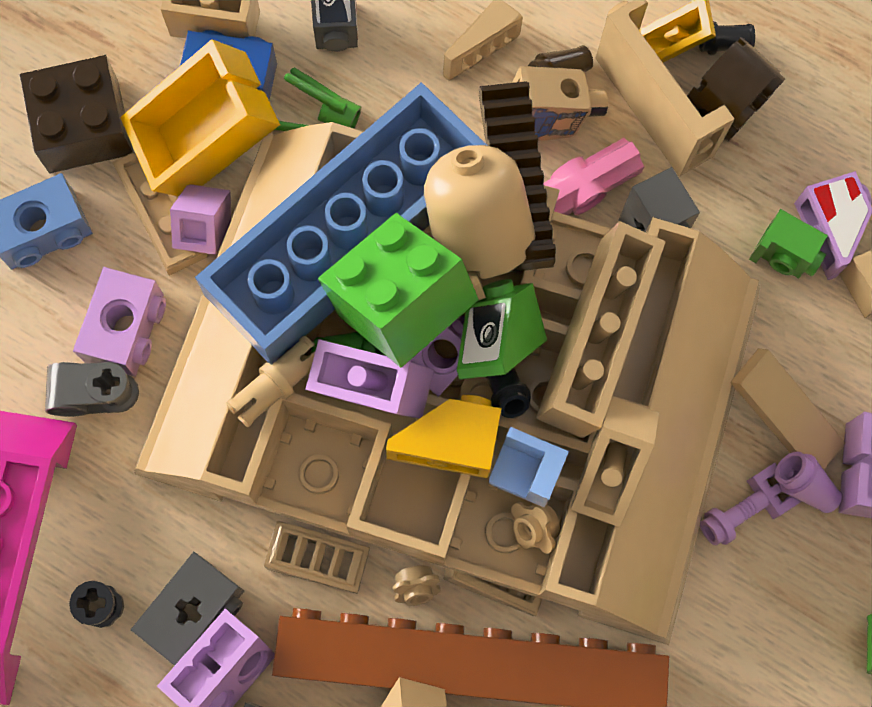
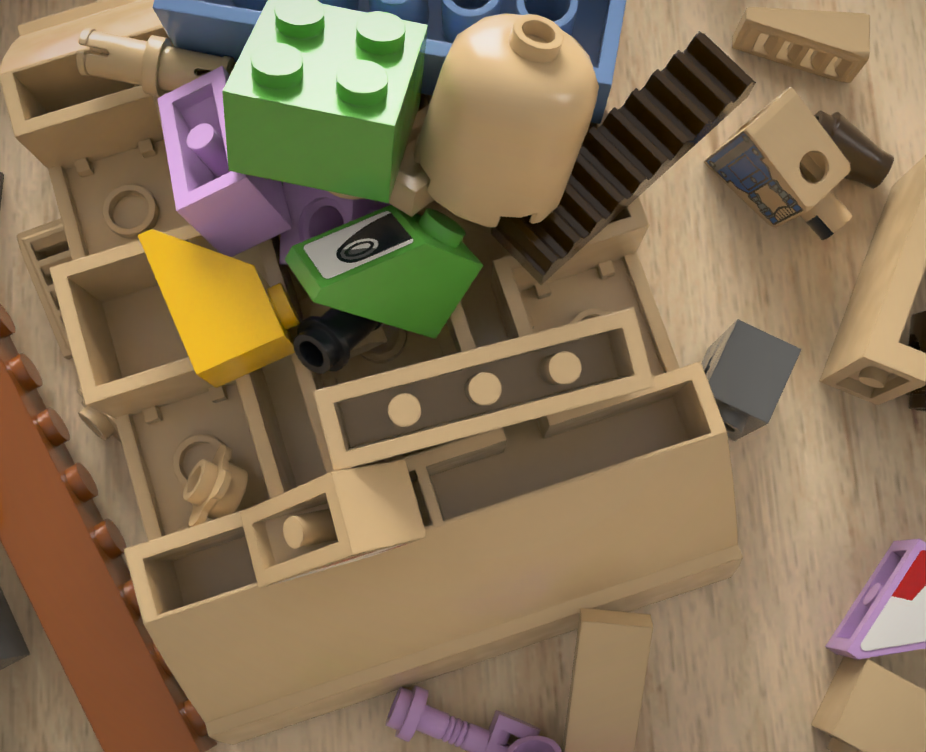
camera: 60 degrees right, 5 degrees up
(528, 467) = (250, 426): light blue panel -> none
(587, 181) = (718, 274): bright pink piece -> none
(791, 246) = (829, 572): bright green brick -> none

